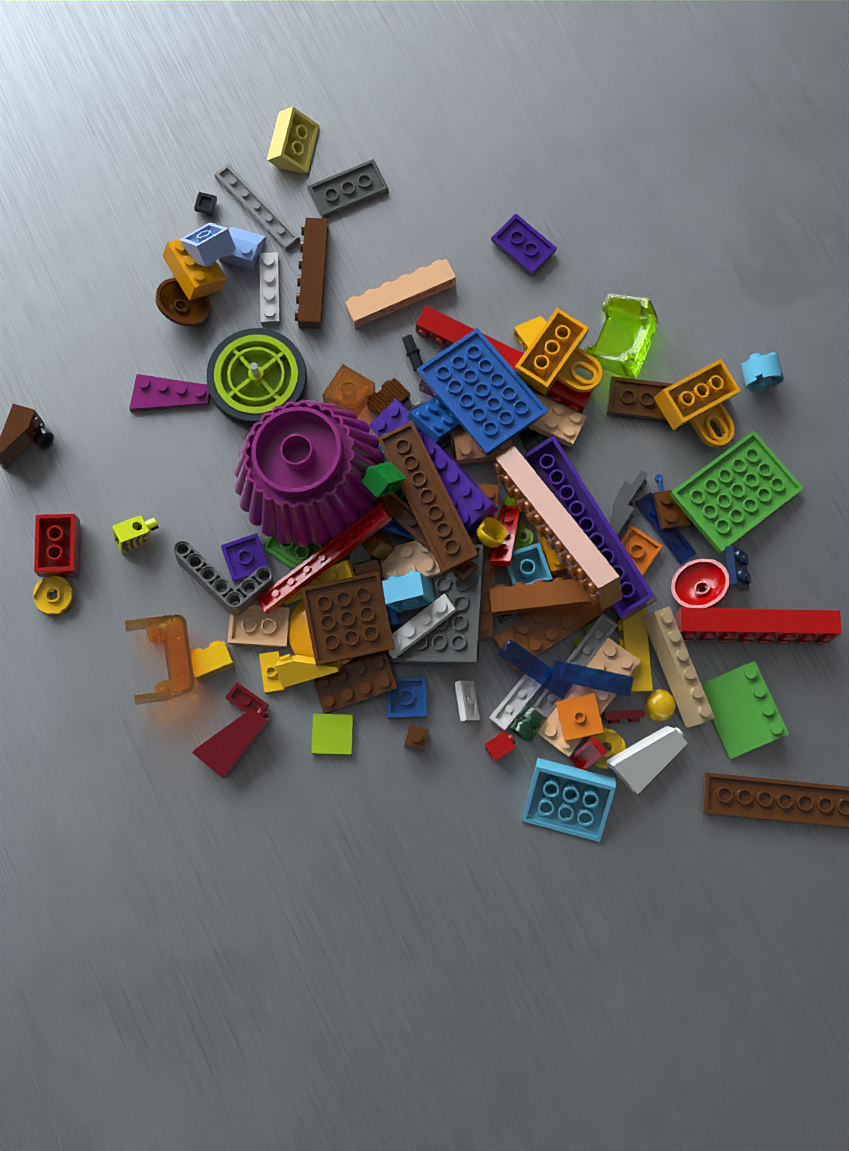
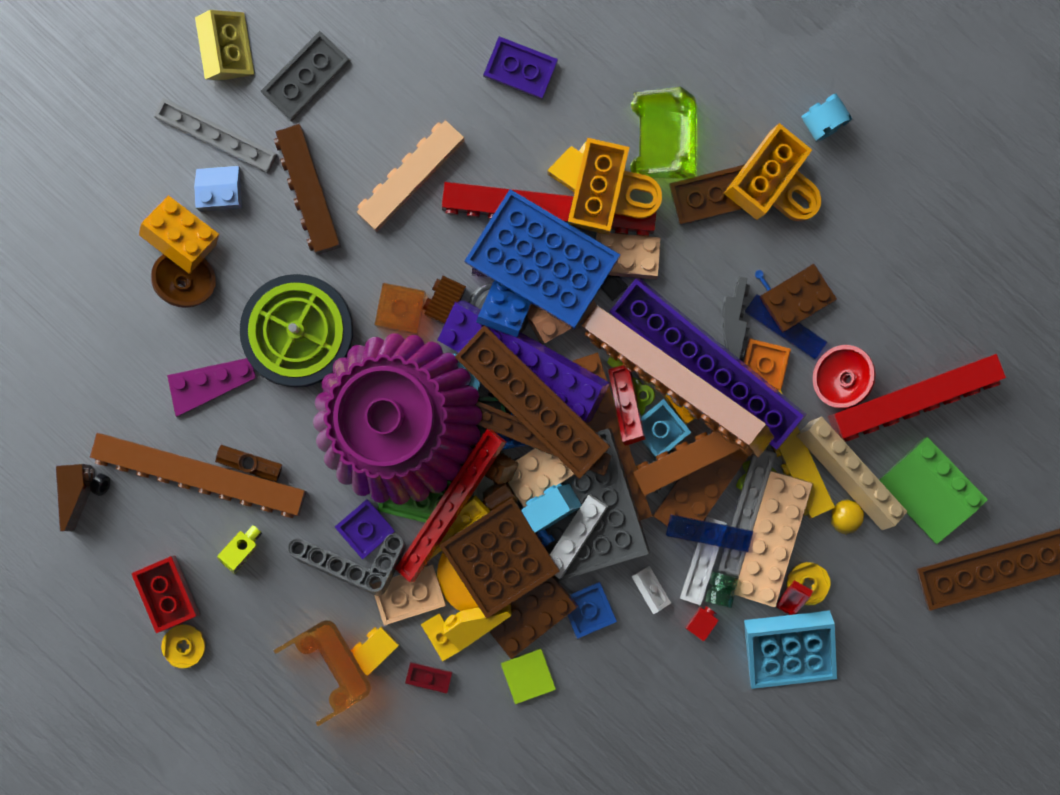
camera: 20 degrees left, 10 degrees up
(128, 461) = (198, 474): none -> dark orange brick
(180, 474) = (235, 459): none -> reddish brown piece
(205, 203) = (158, 154): black plate -> none
(208, 244) = (186, 208): light blue slope -> none
(230, 744) = (430, 729): dark red slope -> none
(269, 288) = (267, 223): white plate -> none
(383, 479) = (480, 404): green brick -> none
(412, 351) = (449, 237): black axle -> none
(416, 738) = (615, 648): reddish brown brick -> none
(491, 532) = (612, 411): yellow hair -> none
(580, 717) = (772, 565): orange plate -> none
(592, 678) = (770, 522): clear blue tile -> none
(631, 715) = (823, 538): dark red plate -> none
(646, 758) = (854, 577): white slope -> none
(736, 491) = (845, 261): bright green plate -> none
(737, 568) = (875, 344): dark blue plate -> none

